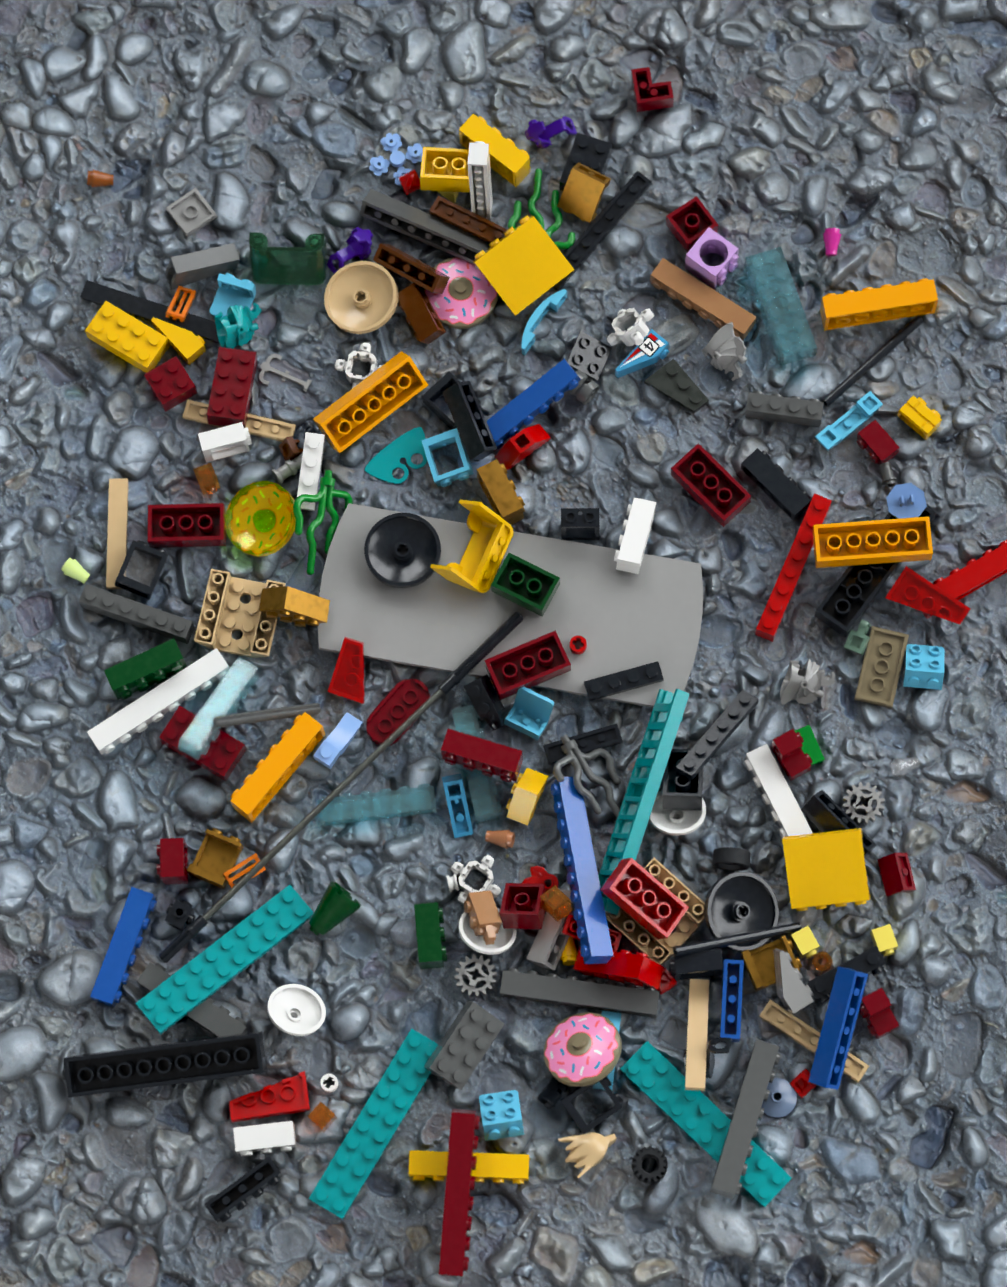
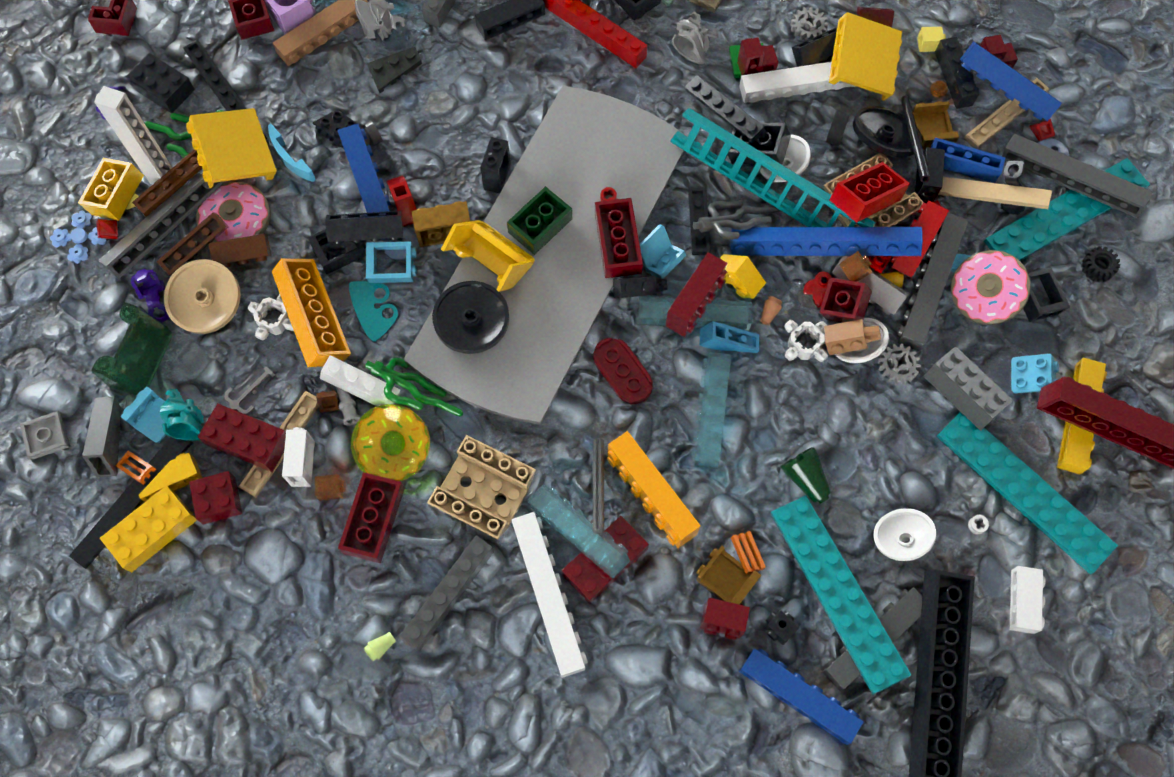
camera: 80 degrees left, 5 degrees down
(116, 529) = (354, 593): tan tile -> none
(141, 569) = (402, 575): window -> none
(145, 669) = (511, 596): dark green brick -> none
(243, 1189) = (1081, 634): black brick -> none
(273, 1100) = (988, 568): red wing -> none
(294, 606) = (495, 428): pearl gold brick -> none
(322, 1117) = (1015, 538): clear orange brick -> none
(338, 740) = (642, 433): light blue slope -> none
(349, 672) = (573, 401): red wing -> none
(430, 935) = (856, 391): dark green brick -> none
(452, 883) = (804, 362): white bush -> none
(453, 679) = (610, 307): axle -> none
(504, 155) = (93, 148): yellow brick -> none
(552, 1093) = (1024, 328): black hinge -> none
(583, 192) = (185, 85): pearl gold panel -> none
(587, 1149) = (1084, 308): tan piece -> none
(623, 681) = (653, 169): black plate -> none
(626, 319) = (316, 80): white piece -> none
(636, 535) = (521, 125): white brick -> none
(644, 355) = (352, 78): dark azure slope -> none
(710, 485) = (494, 60): dark red brick -> none
(788, 983) = (961, 109): light grey slope -> none
(805, 942) = (921, 93): light yellow brick -> none

